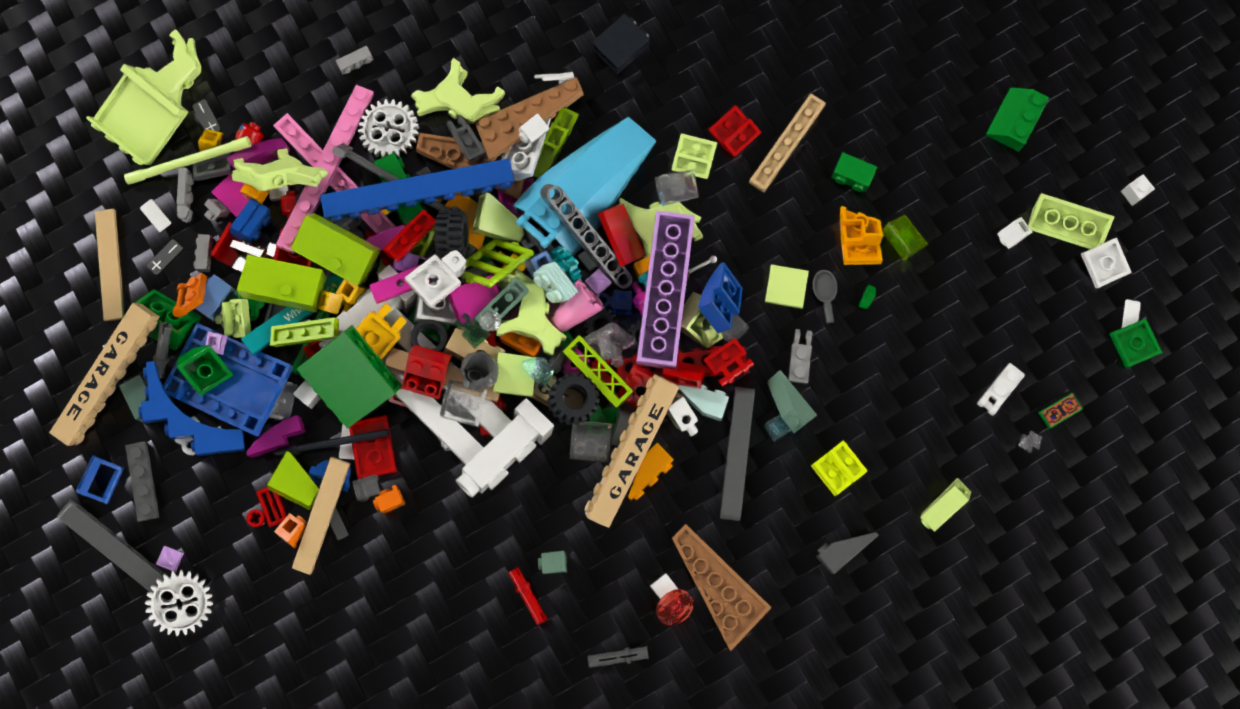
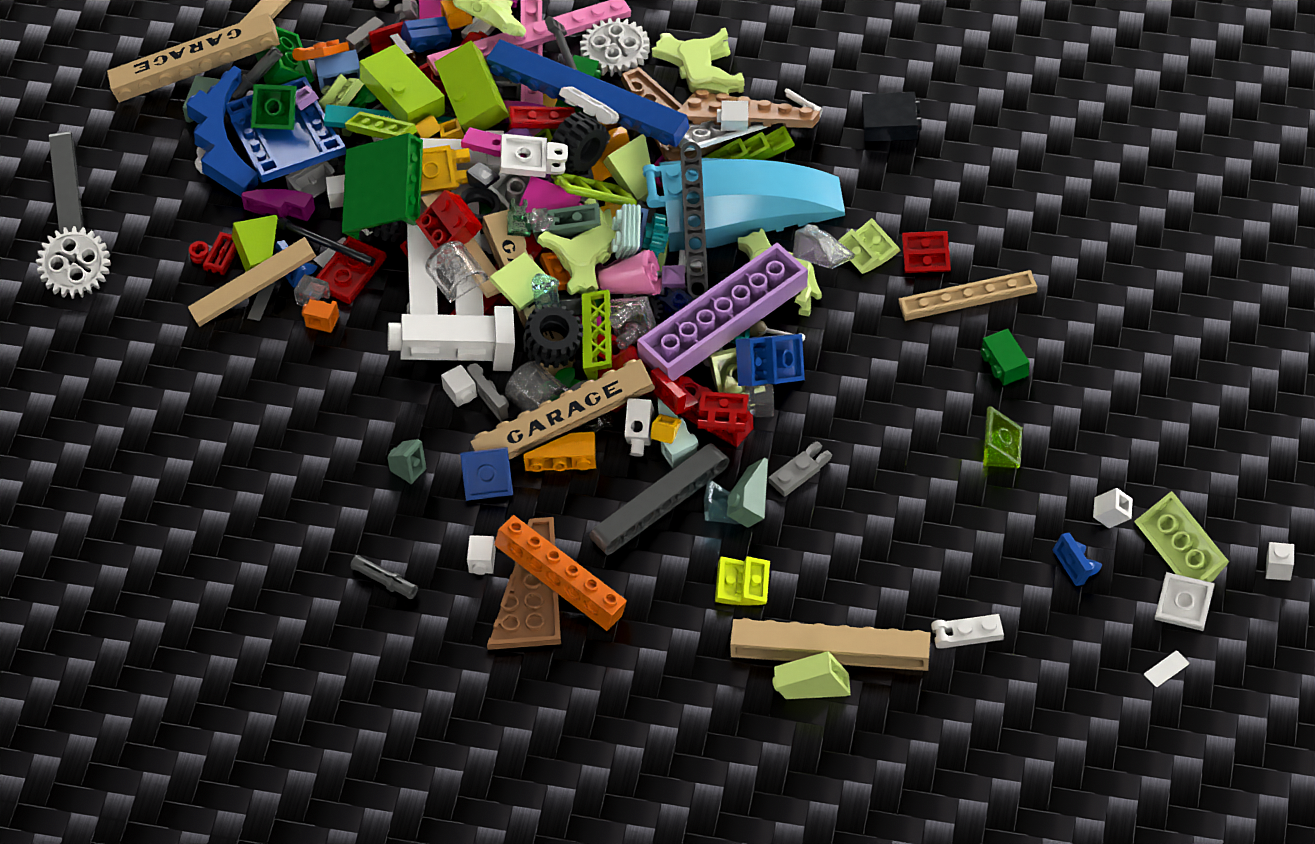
camera: 45 degrees right, 25 degrees down
(89, 475) = (106, 125): blue tile -> none
(142, 481) = (139, 162): dark grey plate -> none
(164, 257) = (332, 18): dark grey sticker -> none
(169, 558) = (103, 229): lavender tile -> none
(291, 529) = (216, 276): orange brick -> none
(414, 316) = (481, 176): none -> black slope
(436, 202) = (590, 105): none -> white hinge
(466, 140) = (672, 91): dark grey hinge -> none
(479, 370) = (493, 248): dark grey hair -> none
(527, 596) = (360, 463): red pin -> none
(534, 477) = (459, 385): none -> white brick
(554, 465) = (488, 392): none -> light grey hinge
(616, 530) = (486, 473): none -> blue tile
(621, 234) = (730, 245): red tile -> none
(674, 607) = (473, 570): clear red tile -> none
(701, 403) = (665, 428): none -> yellow slope
(733, 565) = (560, 572): none -> orange brick
(786, 286) = (846, 405): yellowish green tile -> none
(825, 291) = (878, 432): dark grey piece -> none
(839, 553) = (674, 645): dark grey slope -> none
(860, 238) = (956, 415): light orange slope -> none
(868, 296) = (914, 463): green tile -> none
(933, 470) = (847, 644): none -> tan brick
(1017, 117) = (1218, 424): green slope -> none
(1024, 289) = (1073, 559): none -> blue tile
(1032, 440) = (950, 691): clear wheel -> none
(1060, 410) = (1009, 691): tile -> none
(1135, 343) = (1147, 691): green tile -> none

